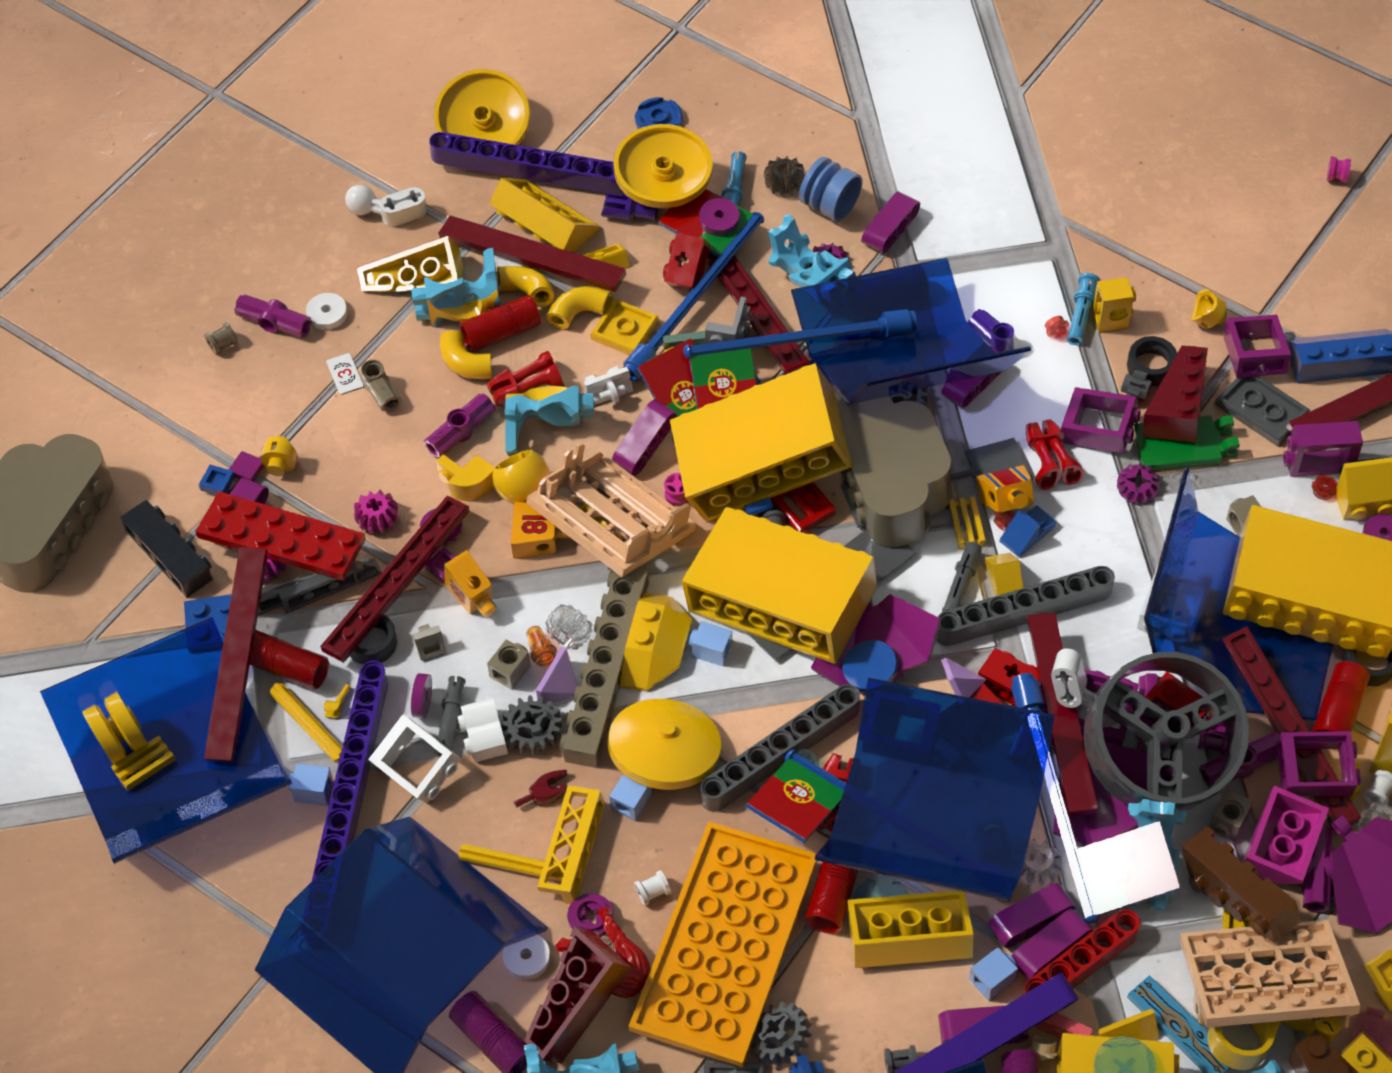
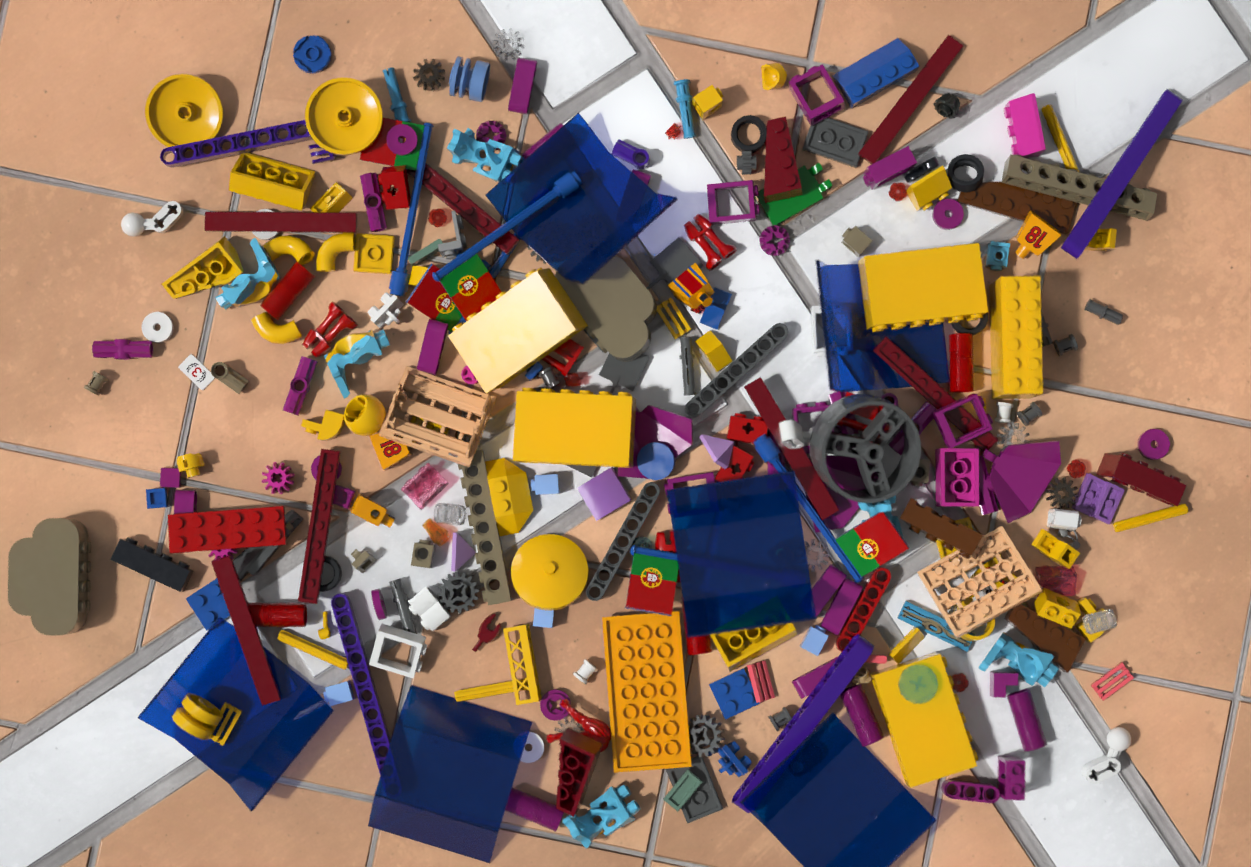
camera: 25 degrees left, 30 degrees up
(553, 585) = (424, 486): none -> clear pink bracket
(651, 273) = (371, 190): none -> magenta piece
(721, 310) = (432, 217): none -> clear red plate
(782, 684) = (604, 493): none -> medium lavender slope
(848, 1002) = (734, 693): none -> blue plate
(893, 177) = (508, 51): none -> clear gear
(897, 999) = (762, 681): none -> coral tile

